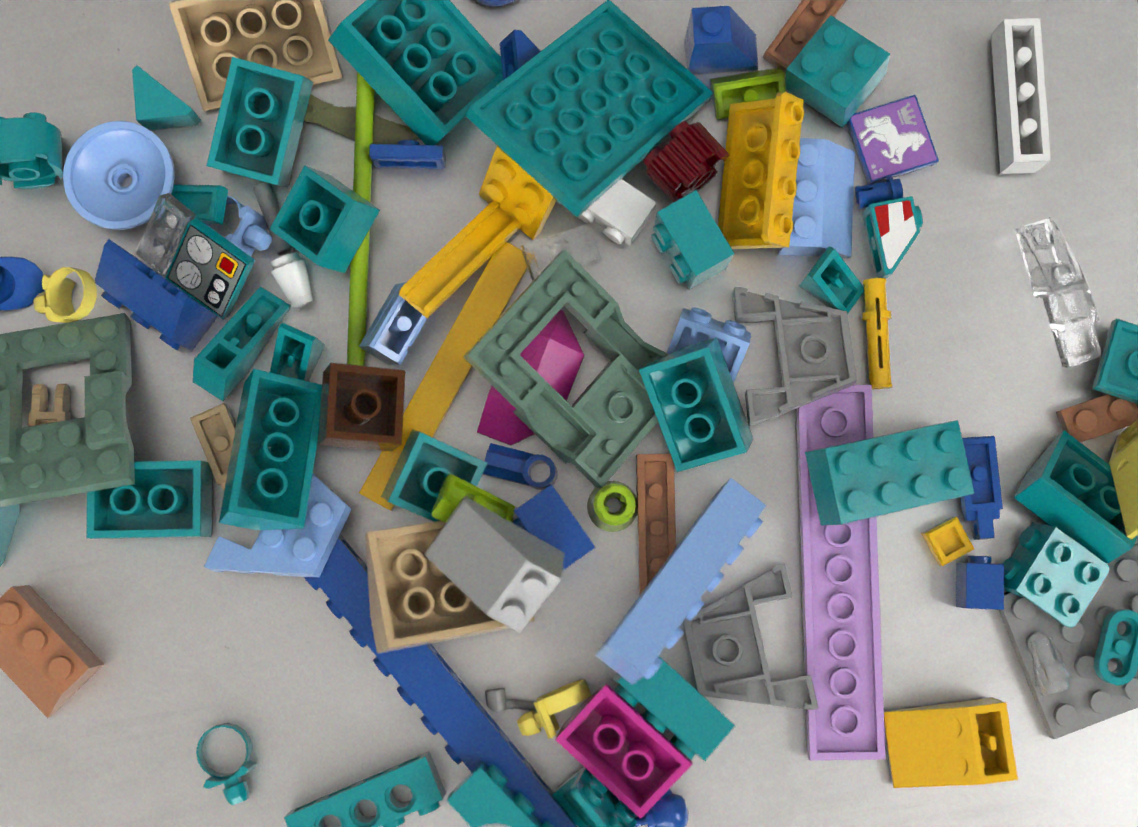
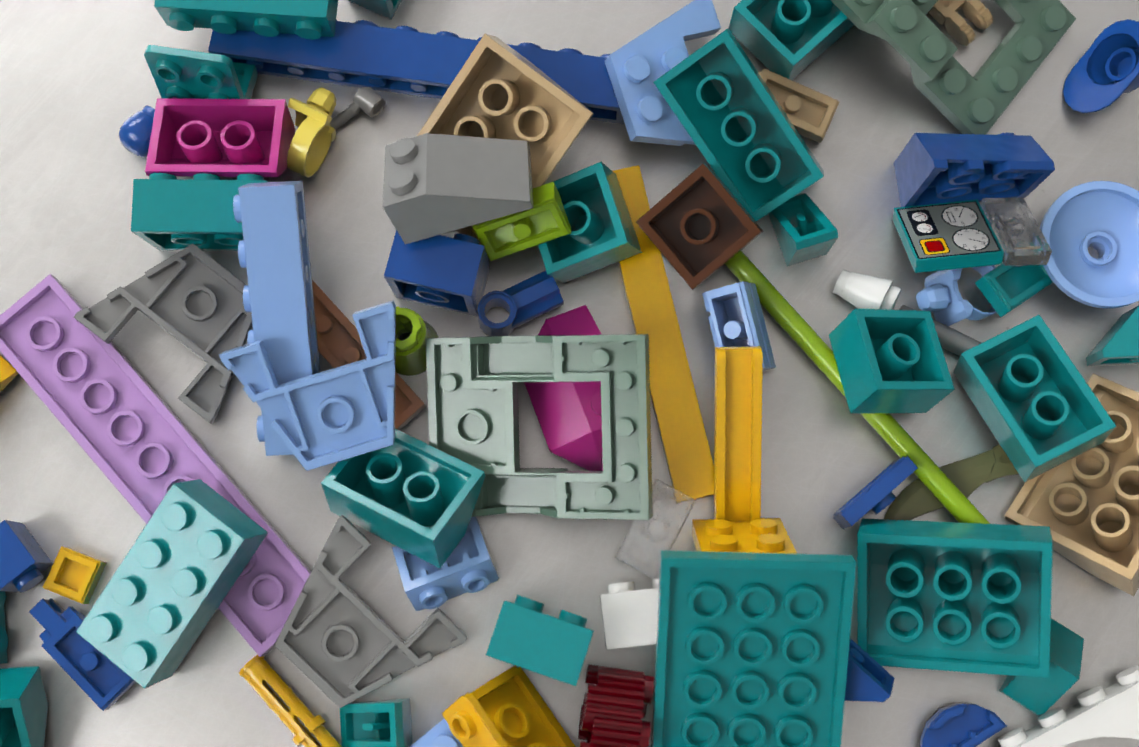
camera: 140 degrees right, 5 degrees down
(57, 297) = (1047, 102): light yellow piece -> none
(238, 344) = (859, 199): teal slope -> none
(701, 489) = (334, 410): none -> light blue wing

